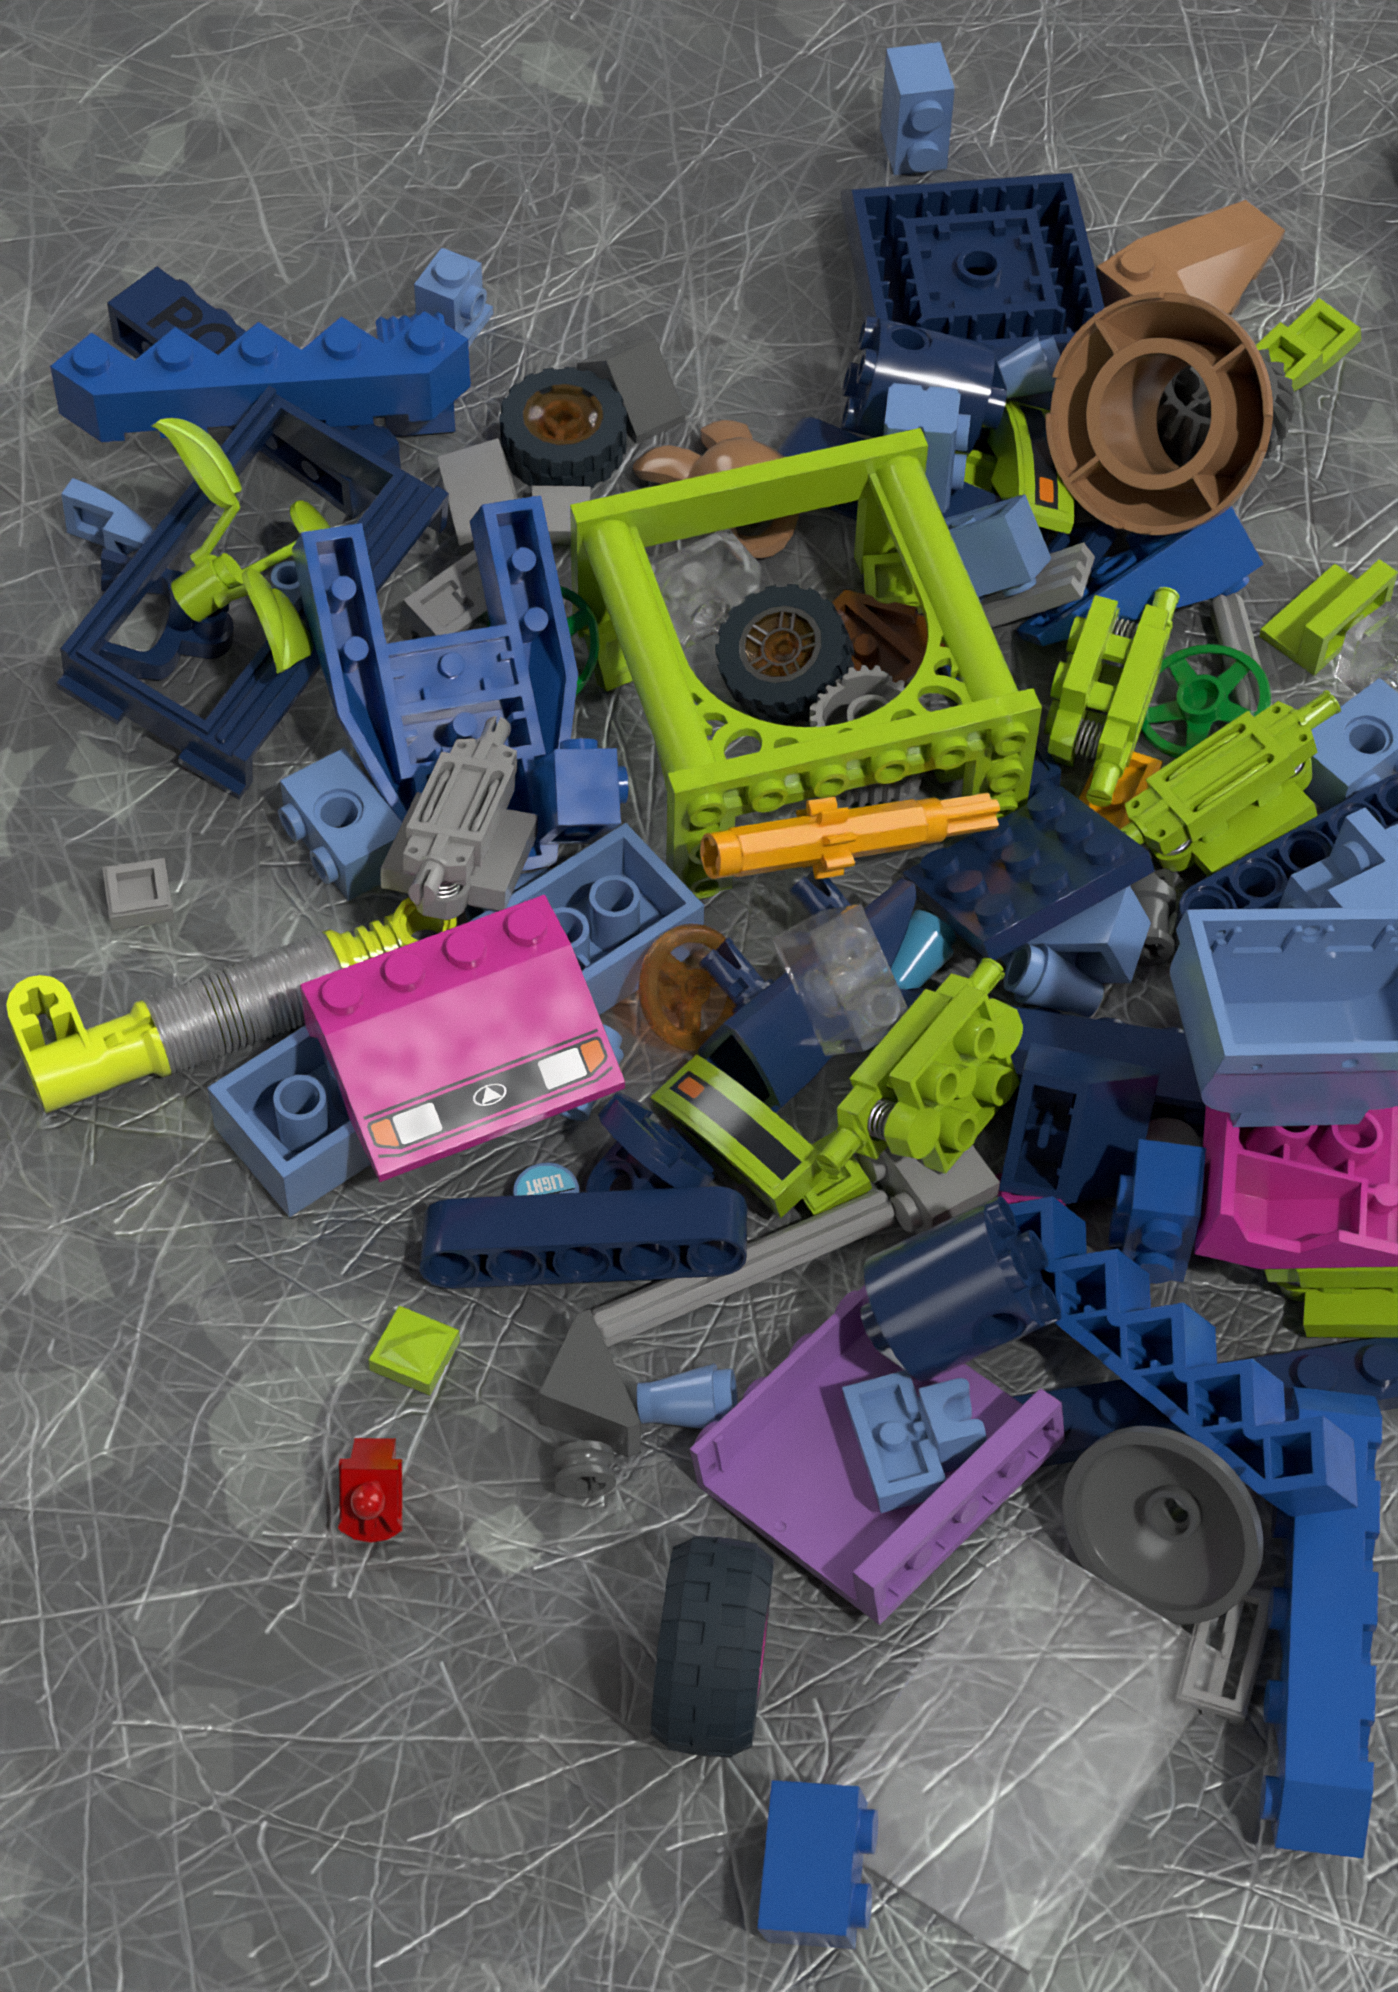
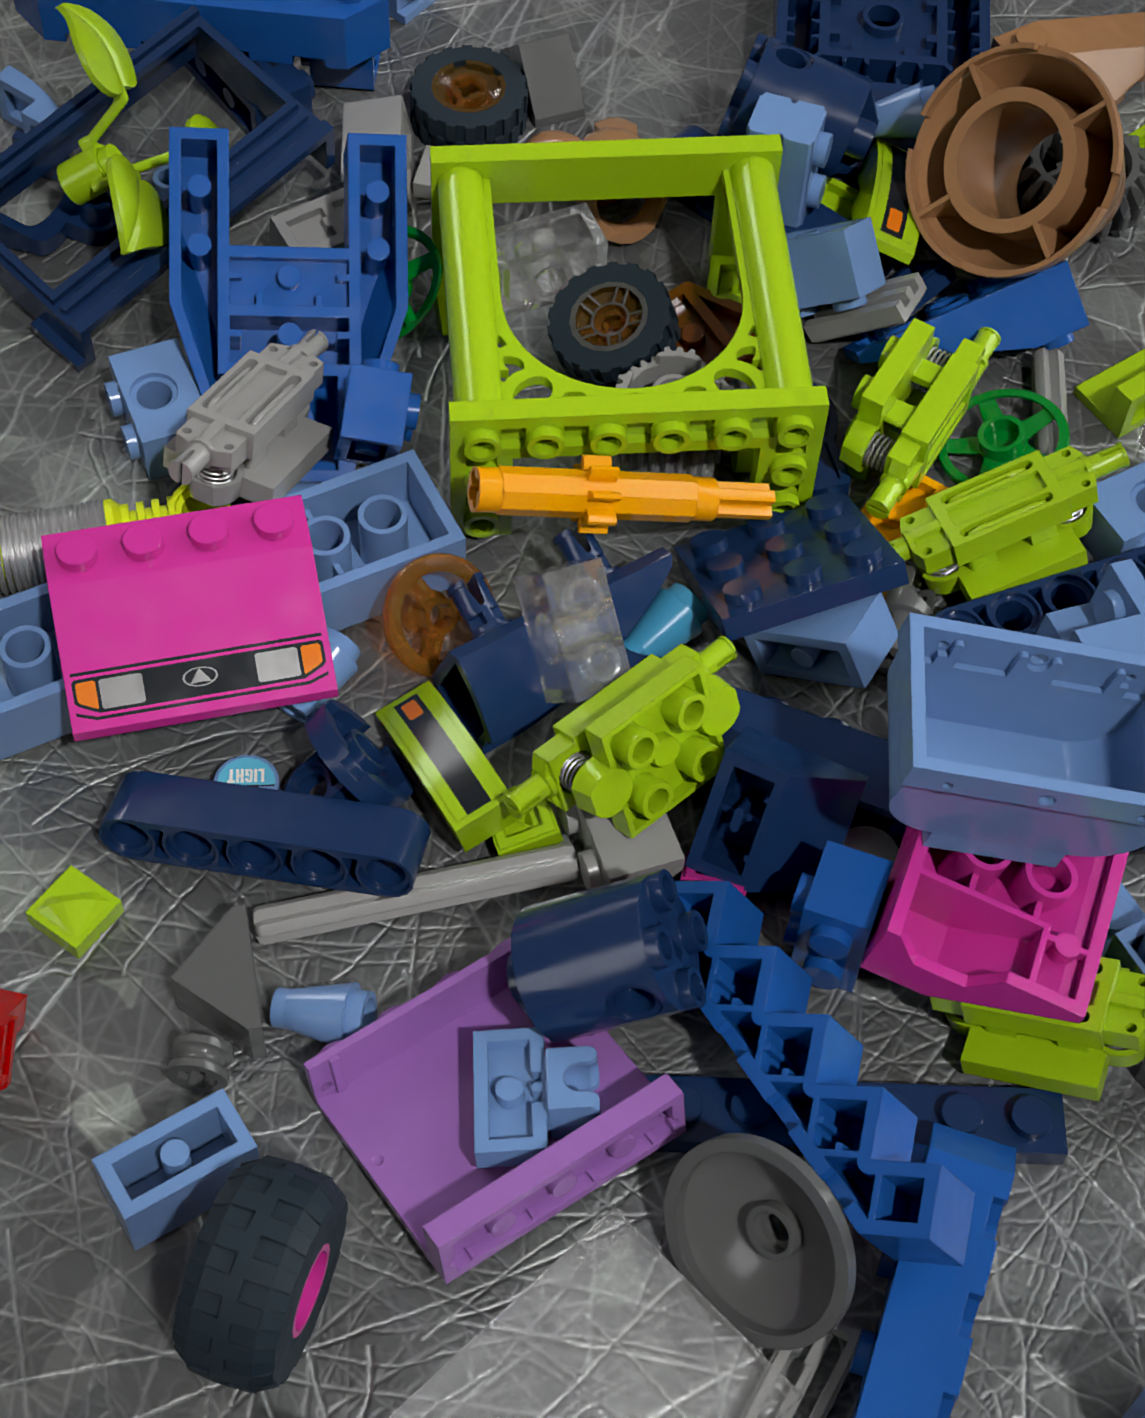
camera: 10 degrees right, 0 degrees up
(598, 1570) = (174, 1168): none -> medium blue brick
(1049, 981) = (785, 672): medium blue cone -> none

